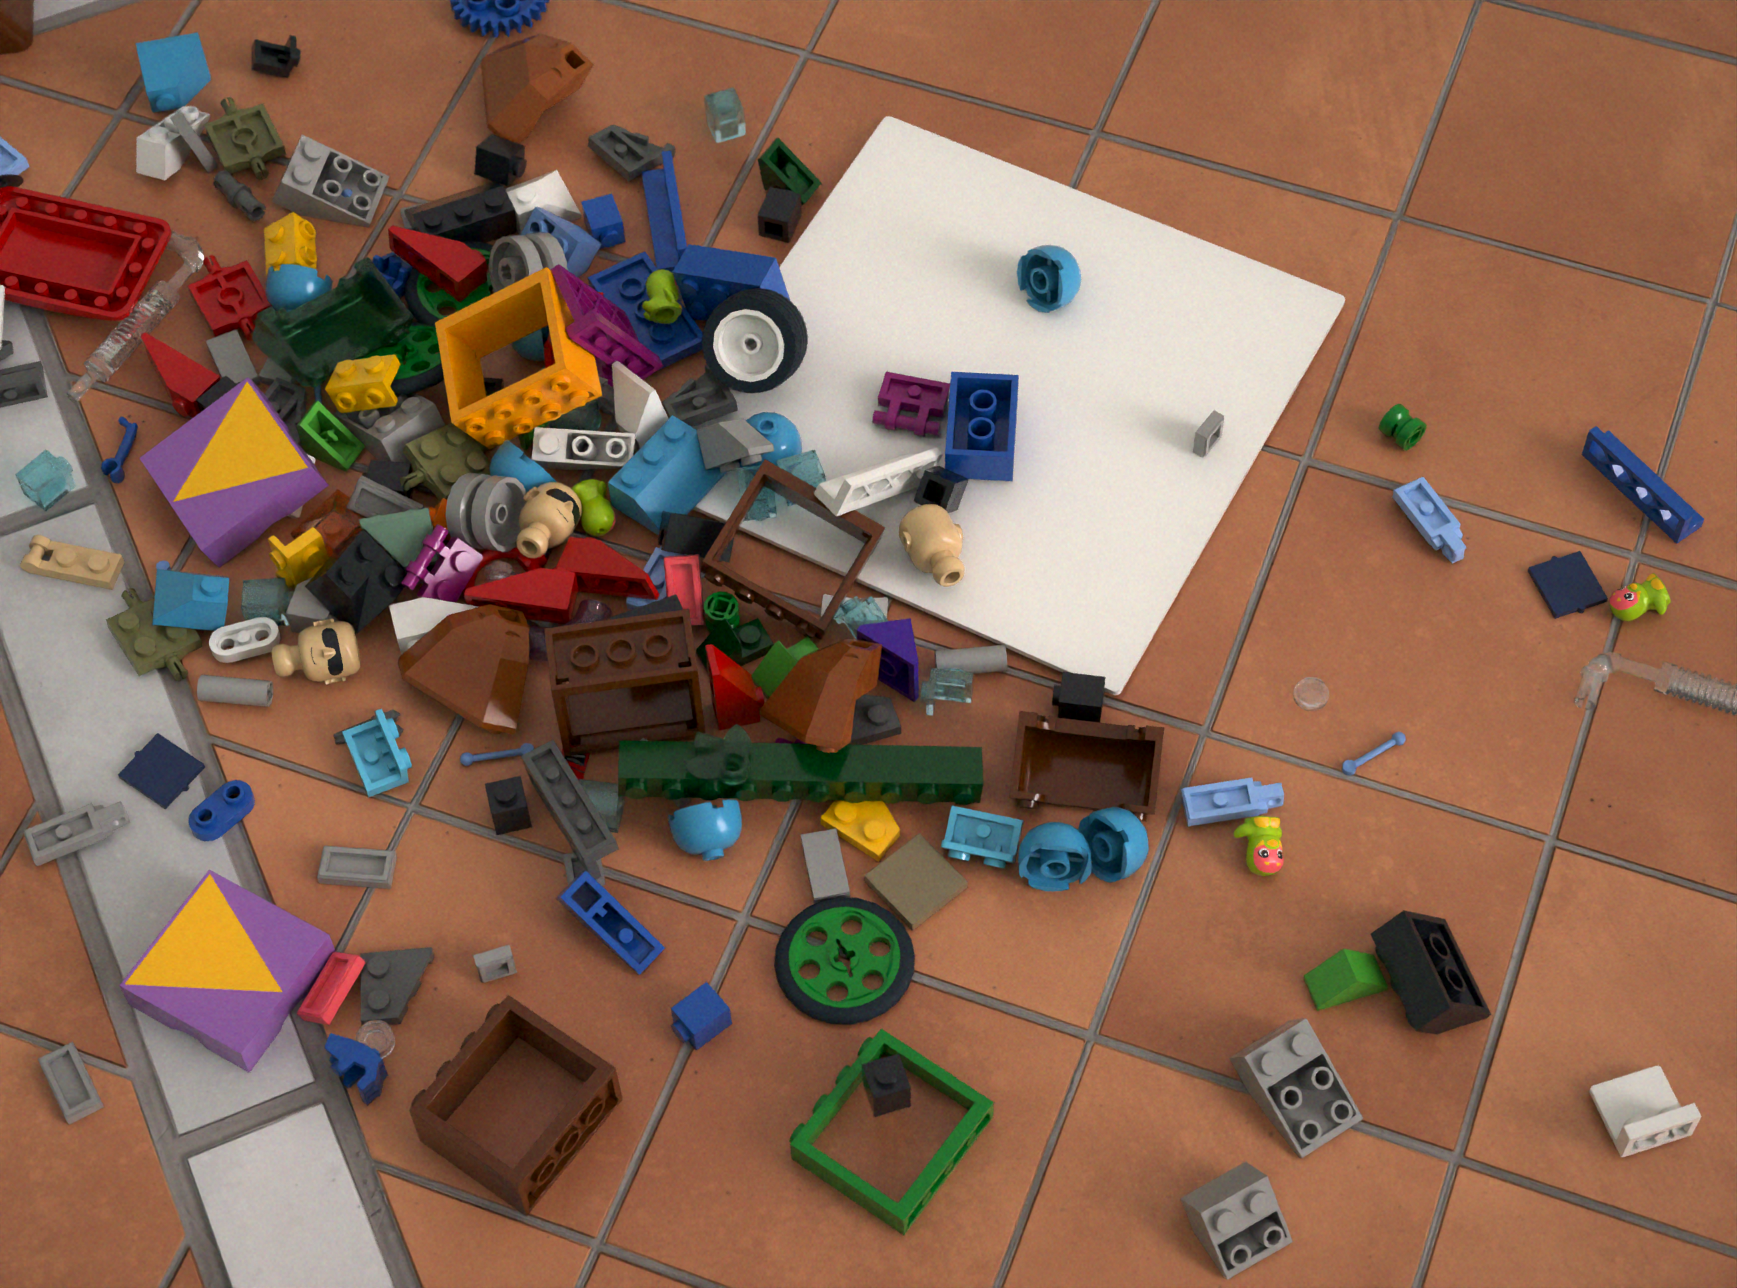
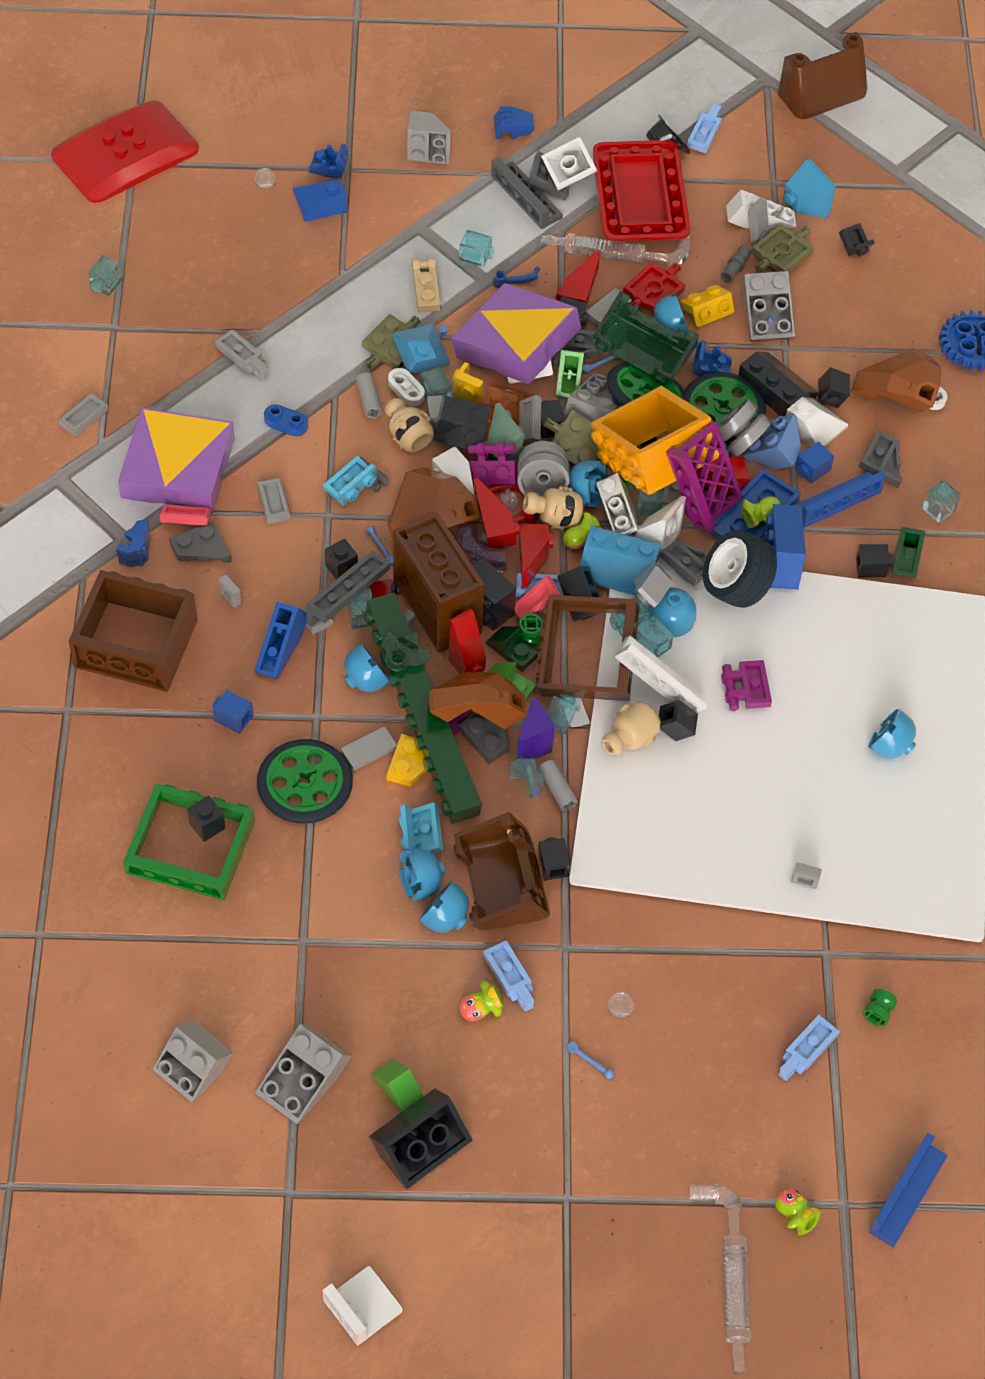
camera: 65 degrees right, 0 degrees up
(161, 771) = (302, 382): dark blue piece -> none
(363, 383) = (609, 369): yellow bracket -> none
(377, 1035) = (161, 550): clear tile -> none
(442, 260) = (730, 383): red slope -> none
(916, 881) = (376, 804): dark tan tile -> none
(982, 425) = (742, 729): blue brick -> none
(1567, 584) = (794, 1159): dark blue piece -> none

